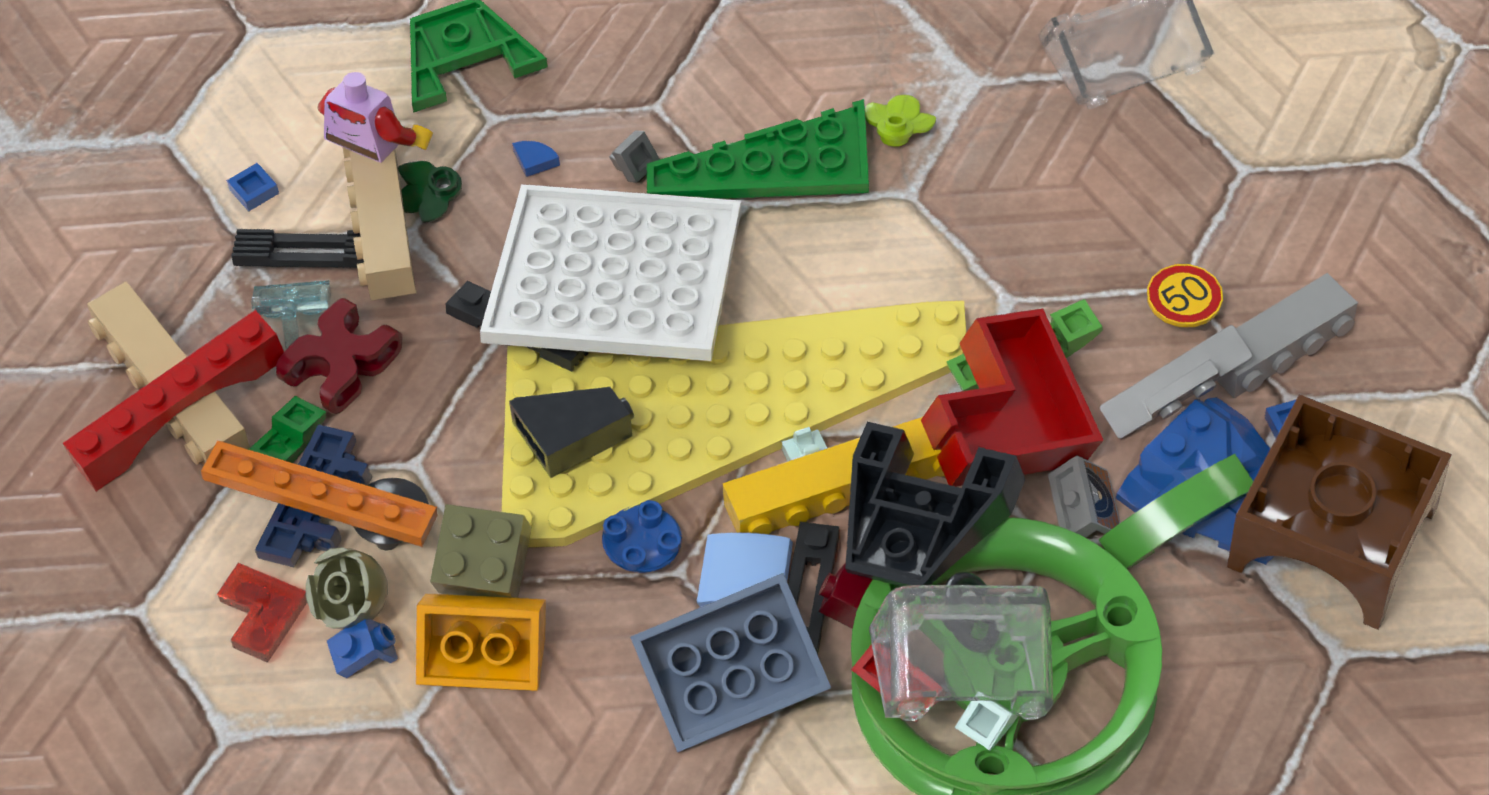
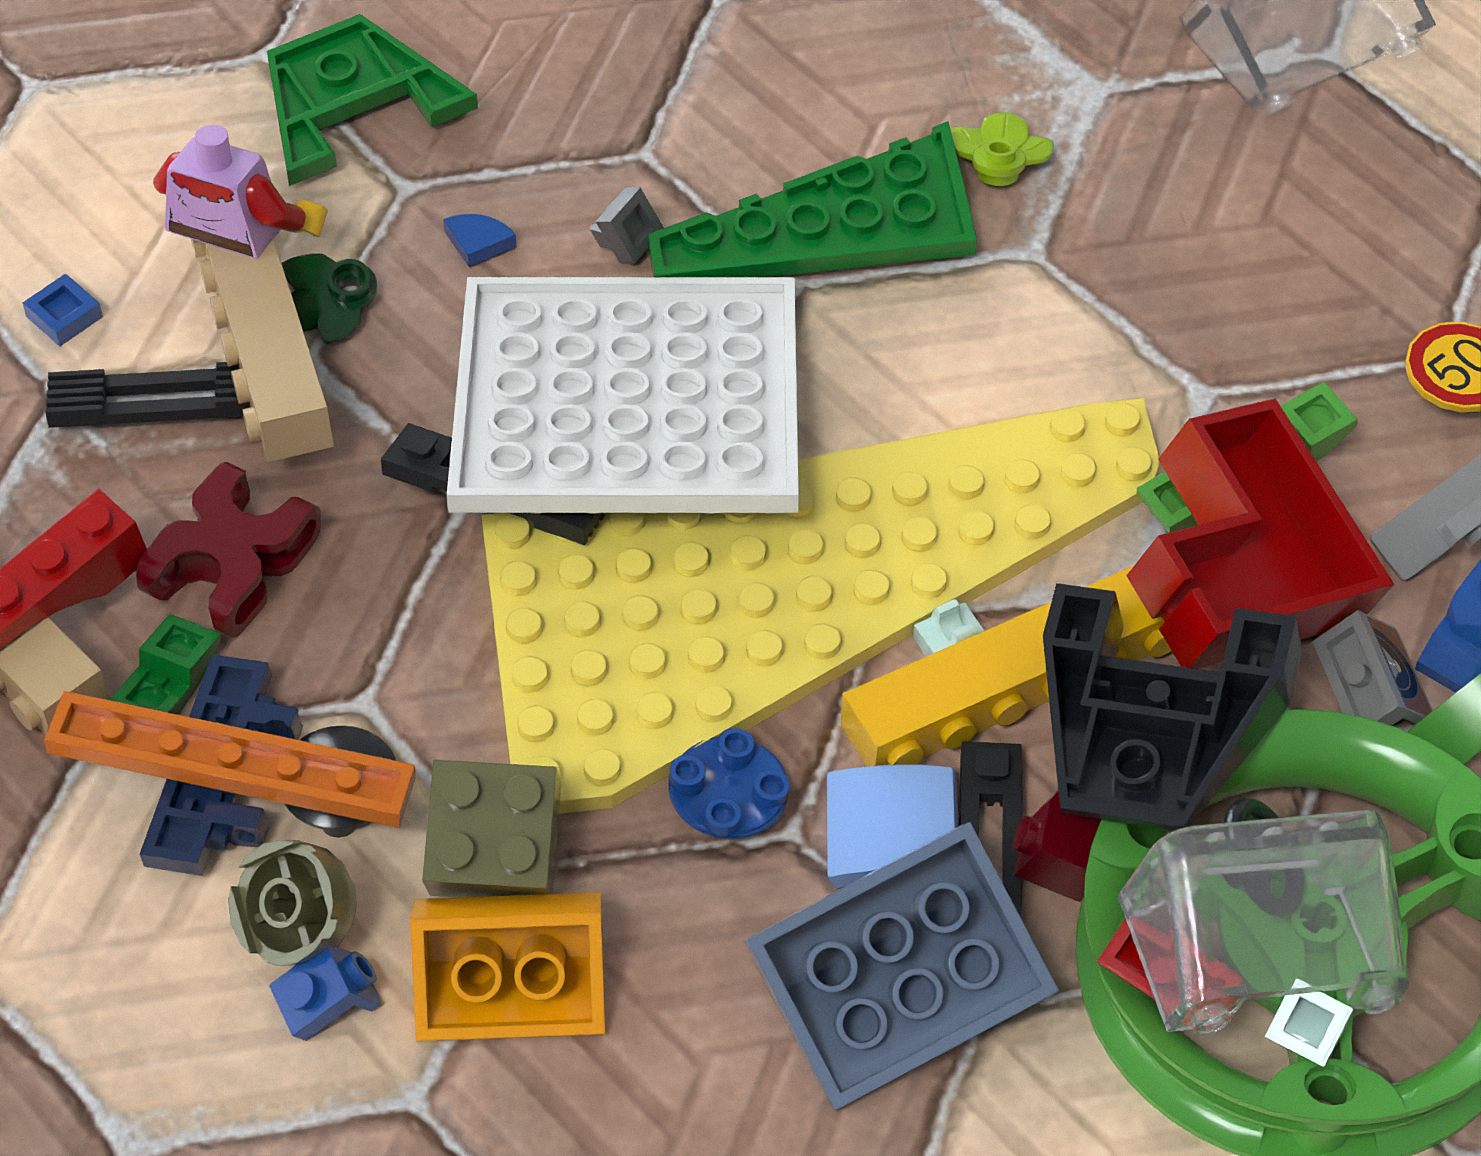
camera: 10 degrees left, 0 degrees up
(269, 606) = (175, 941): clear red plate -> none
(288, 299) = (140, 473): clear light blue plate -> none
(571, 425) = (600, 625): black slope -> none

